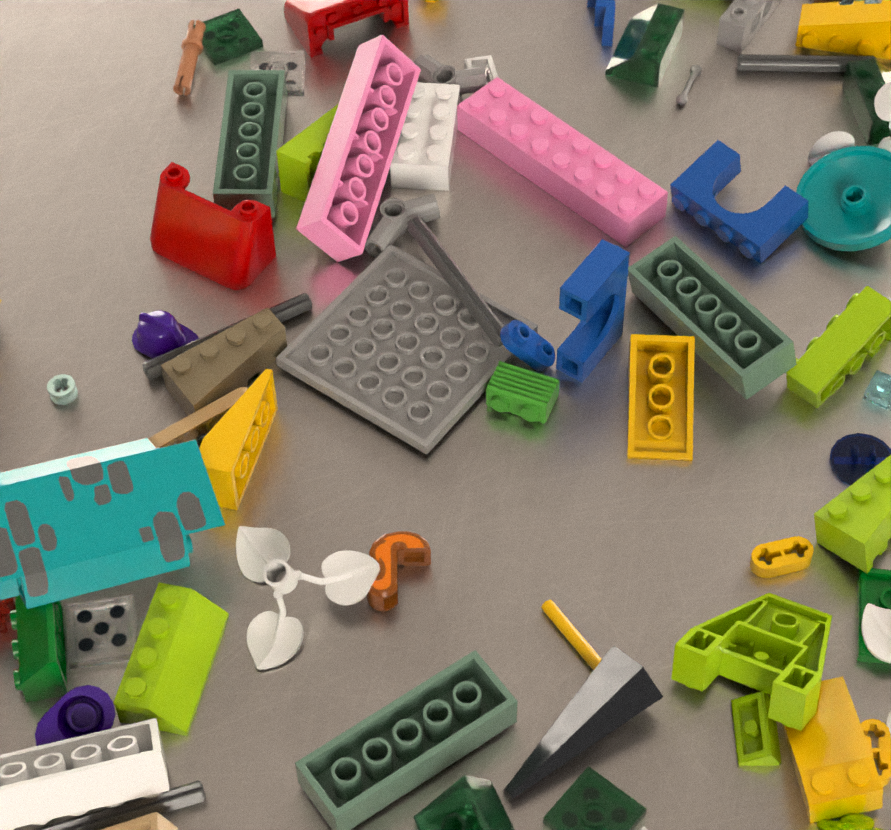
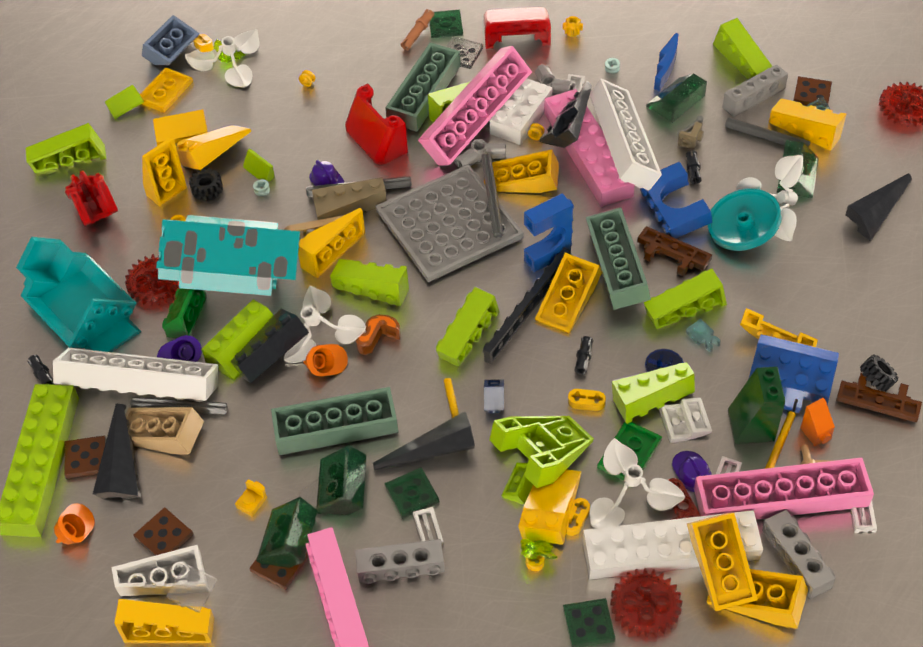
camera: 25 degrees right, 0 degrees up
(39, 355) = (258, 166): none -> lime slope
(46, 193) = (307, 78): none -> yellow bush
(101, 631) = (217, 313): clear tile -> none
(226, 651) = (269, 344): none -> black wedge
(333, 643) = (326, 360): none -> orange piece
(336, 483) = (372, 281): none -> lime wedge
(465, 168) = (534, 128): none -> yellow bush
(490, 229) = (527, 173): none -> yellow slope
(521, 131) = (569, 121): none -> black wedge
(522, 21) = (612, 61): none -> light aqua bush
(522, 392) = (495, 266): bright green brick -> none
(527, 345) = (510, 242): blue plate -> none
(537, 505) = (467, 326): none -> lime wedge
(604, 448) = (522, 310): none -> black plate
(616, 124) = (625, 135): none -> white brick
(639, 601) = (494, 395): none -> slope
(702, 104) = (691, 139): none -> dark tan bracket
(730, 139) = (693, 167): none -> black pin
(737, 487) = (583, 355): none -> black pin
(800, 278) = (686, 254): none -> reddish brown hinge

